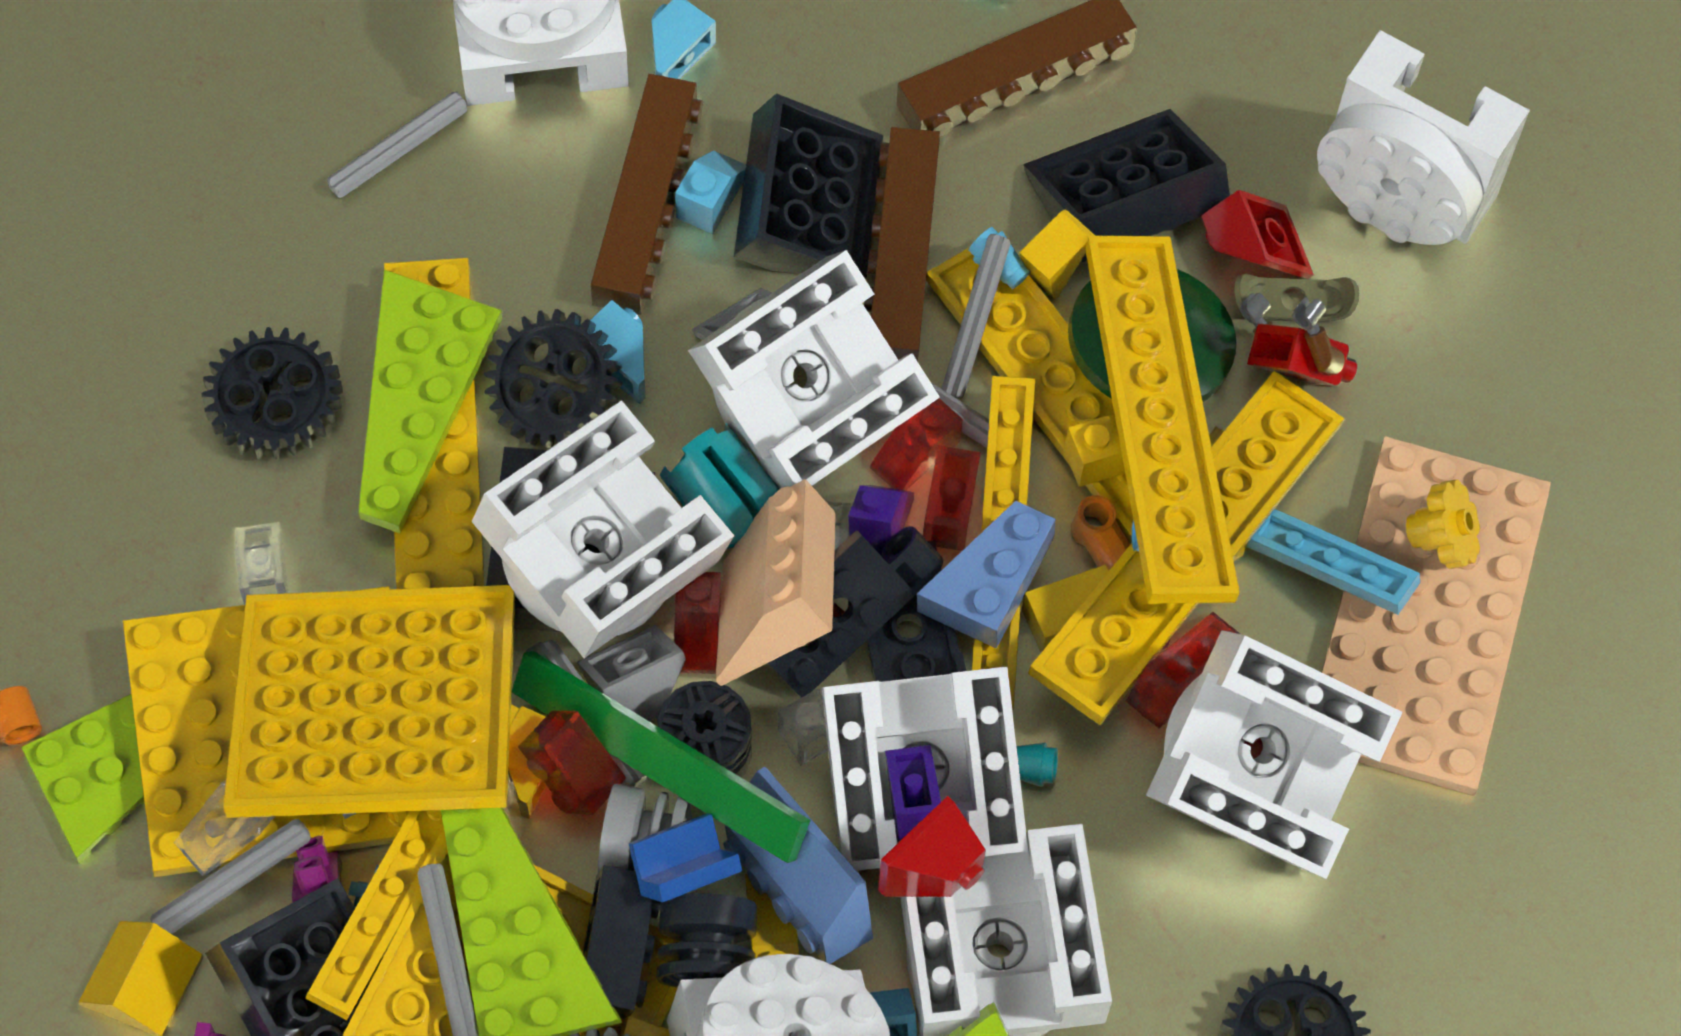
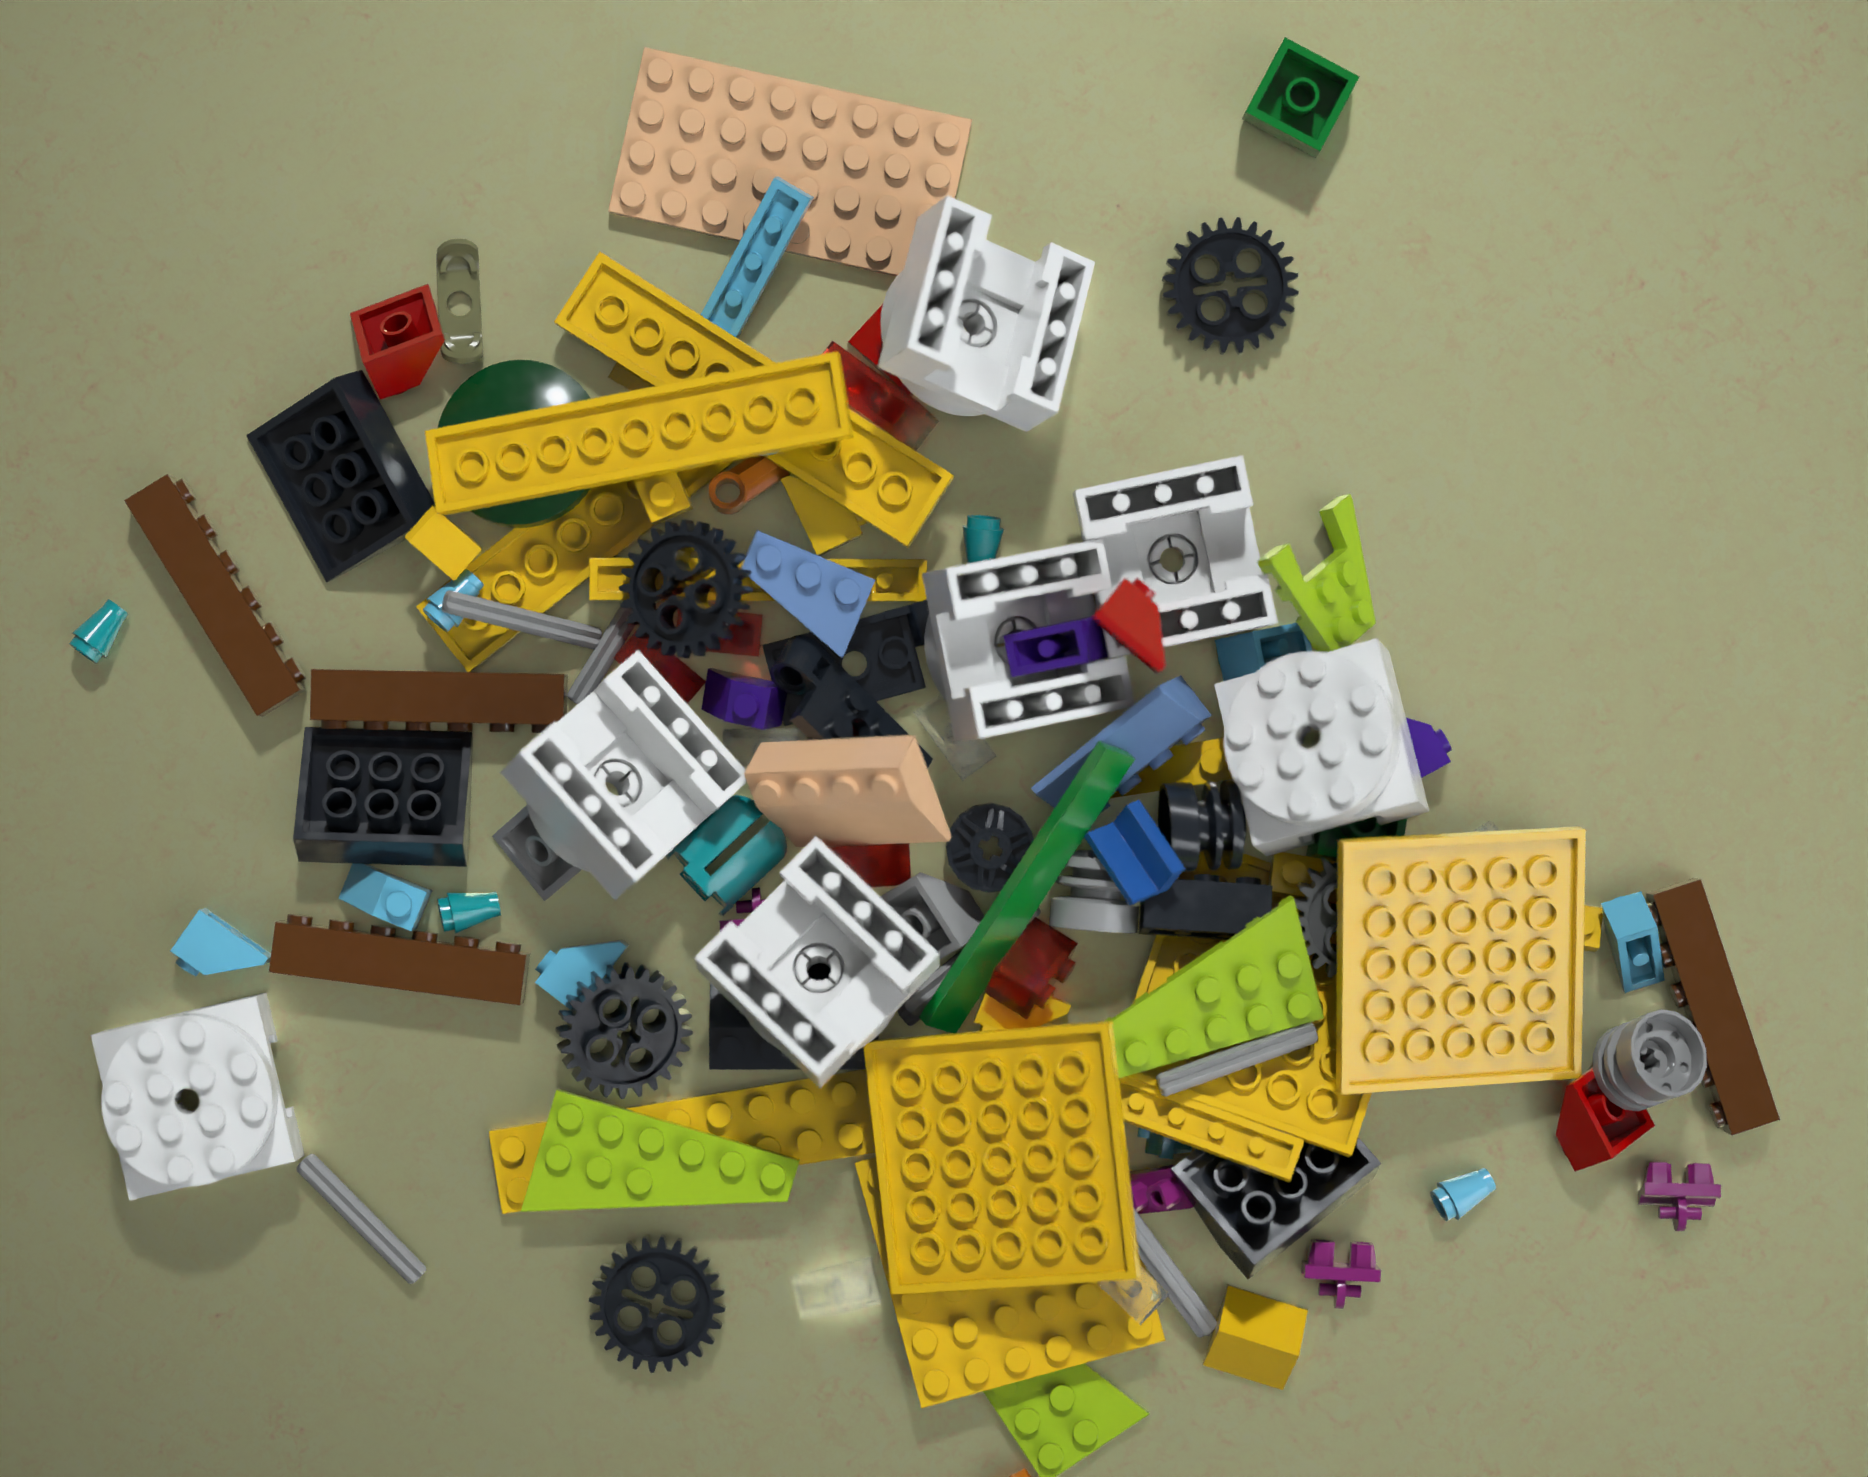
camera: 90 degrees left, 25 degrees up
(690, 254) = (466, 910): none -> teal cone
(998, 451) = (700, 622): none -> black gear
(1296, 351) = (535, 301): torso -> none
(1409, 163) = (330, 193): white piece -> none
(1447, 525) = (718, 150): yellow plant -> none

